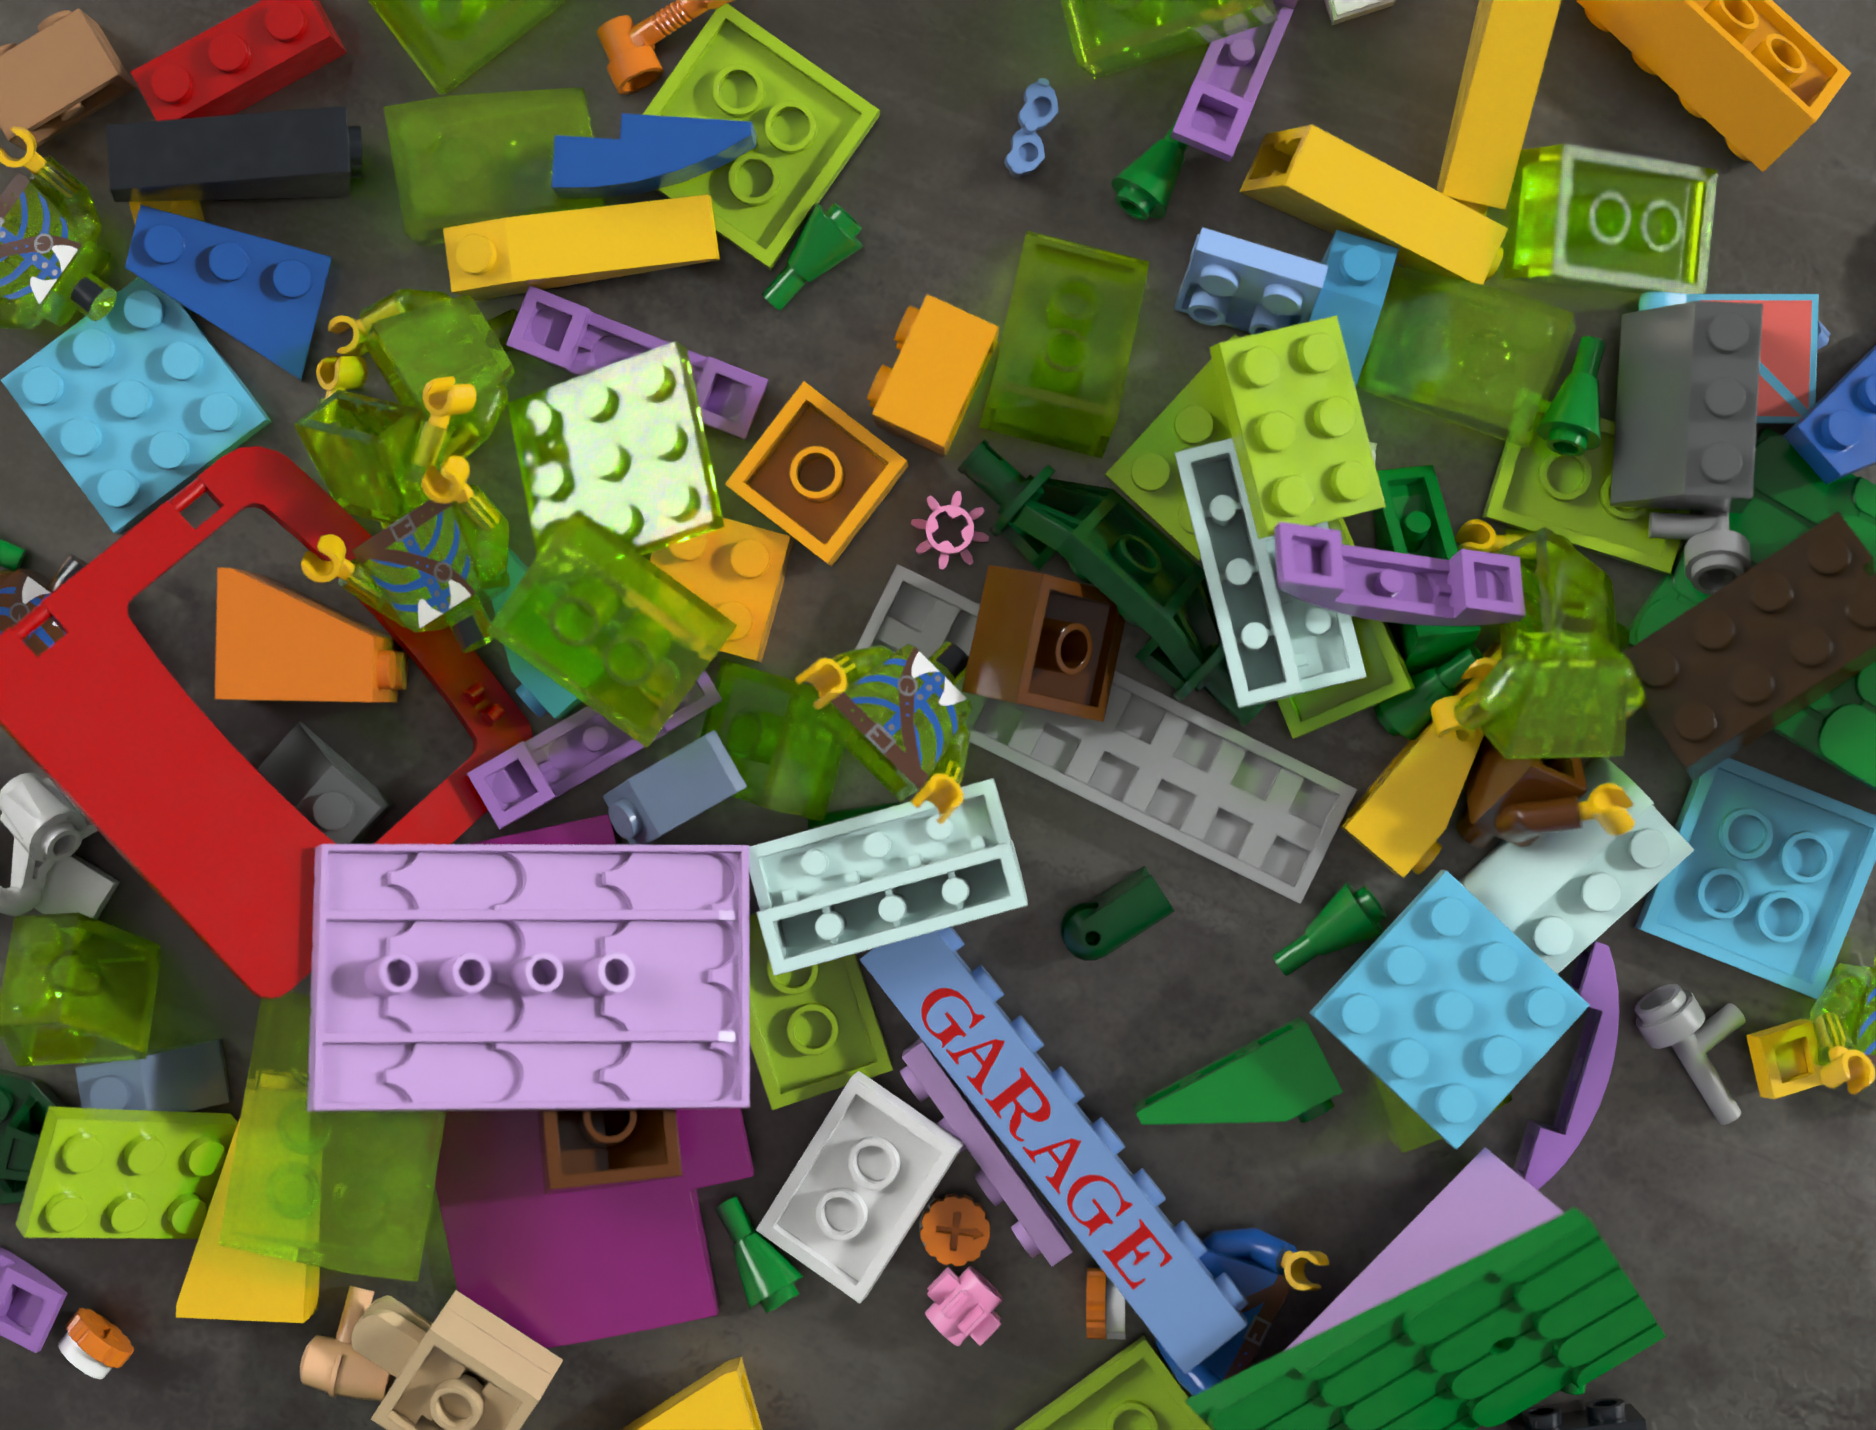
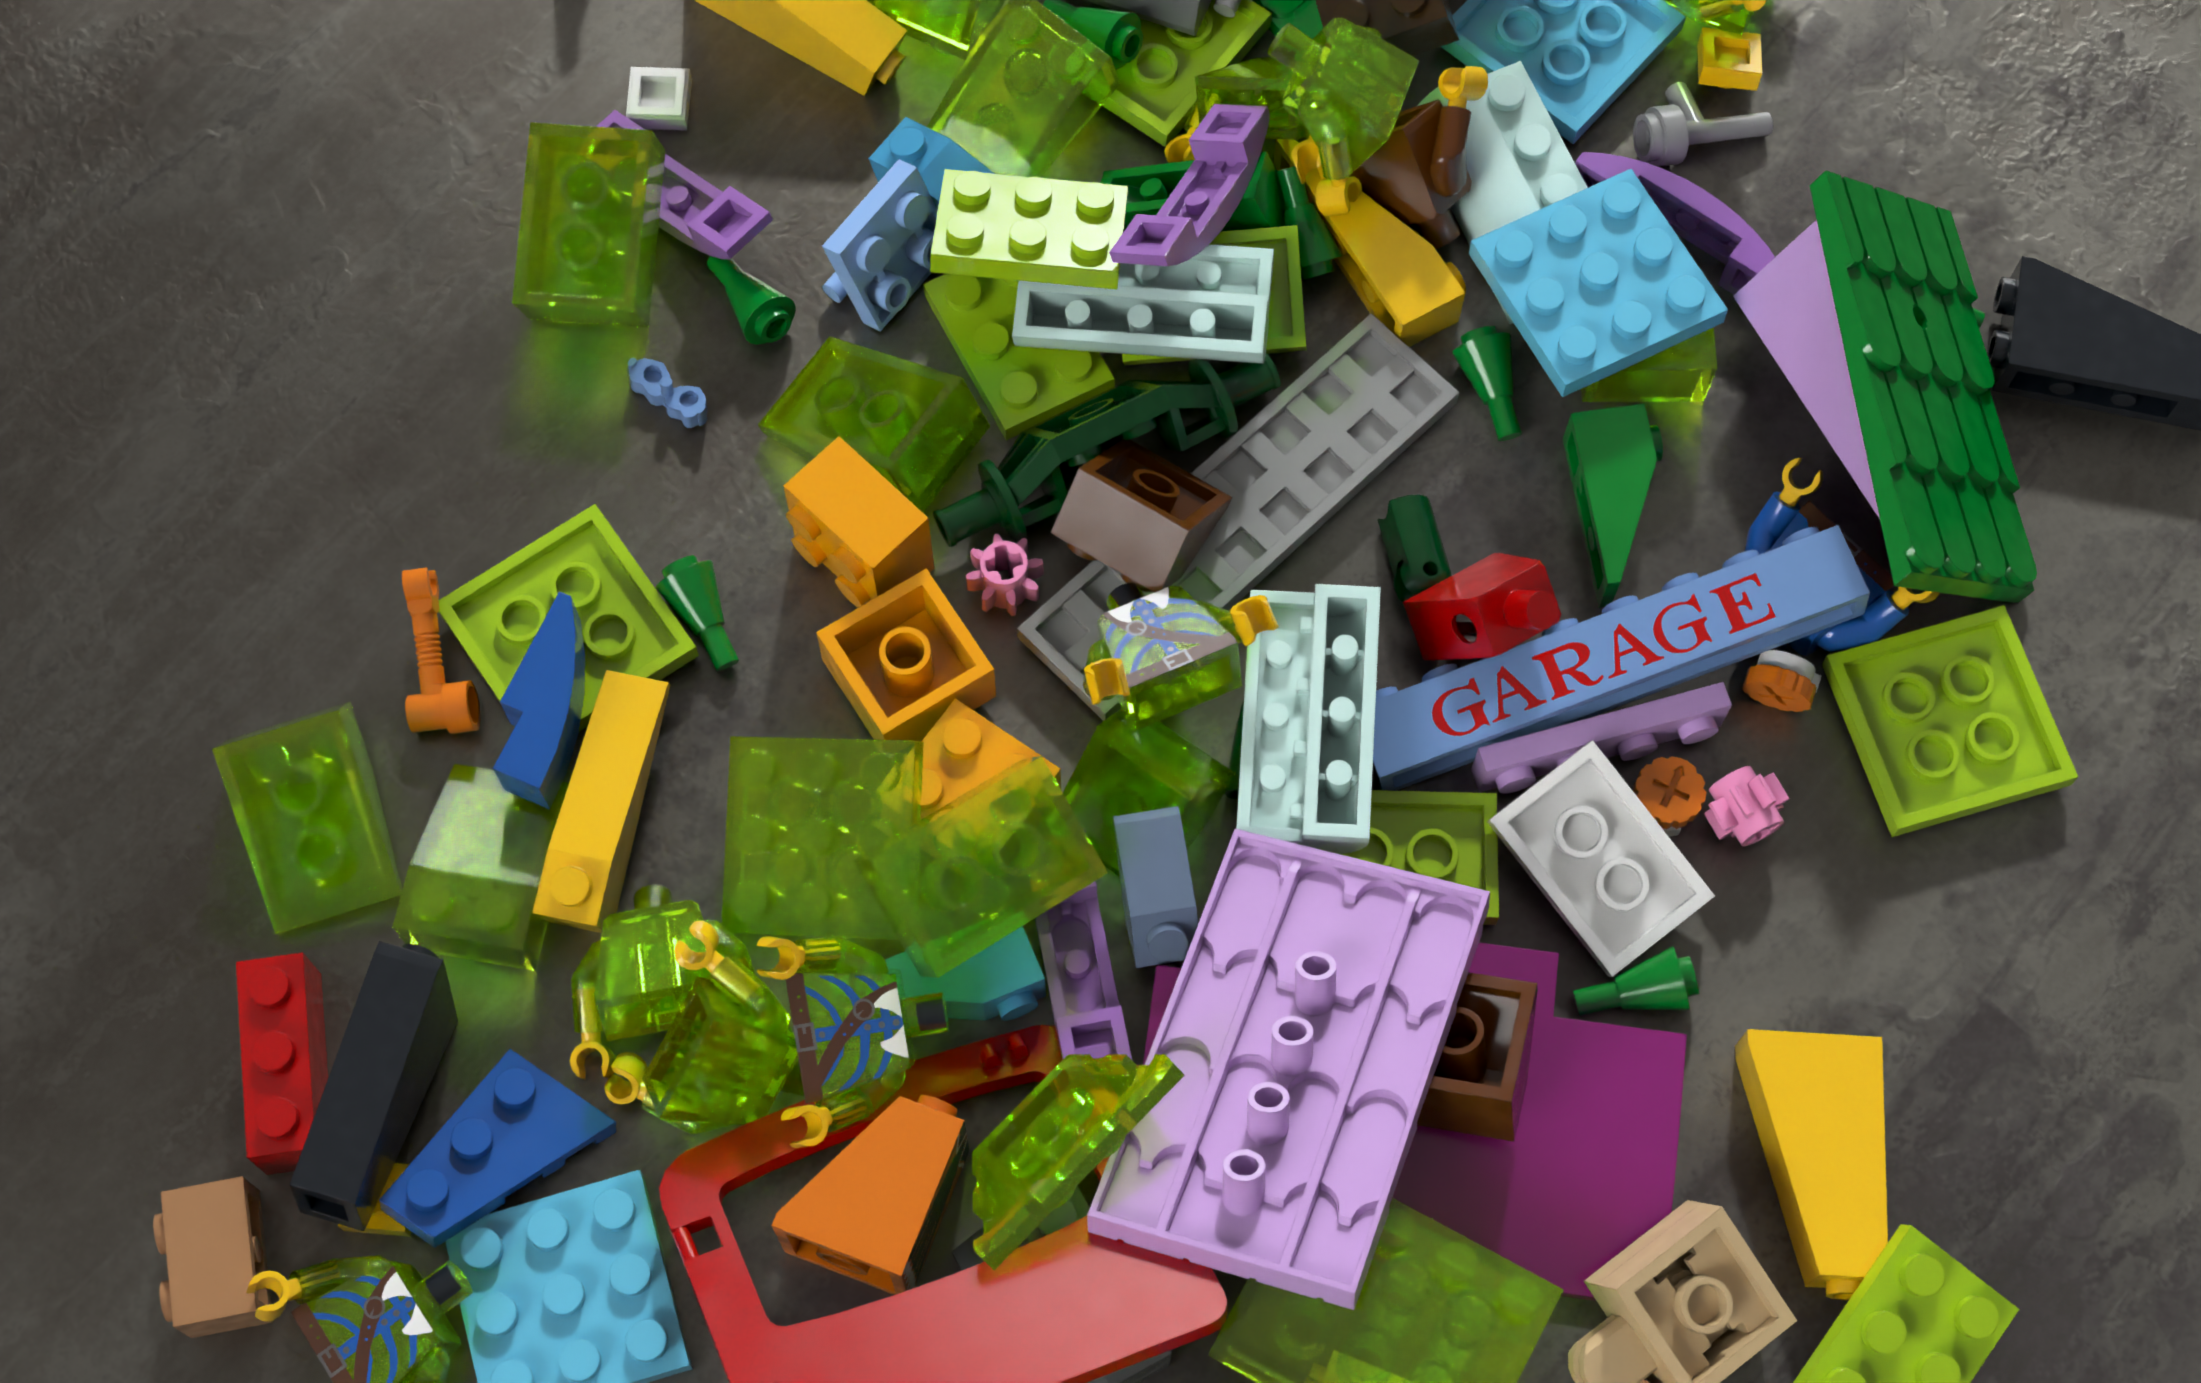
camera: 70 degrees left, 20 degrees down
(383, 790) = (1057, 1140): none -> clear neon green wing
(585, 341) = (692, 845): medium lavender slope -> none
(1064, 1006) = (1501, 596): none -> red torso
(1352, 192) = (822, 153): yellow slope -> none

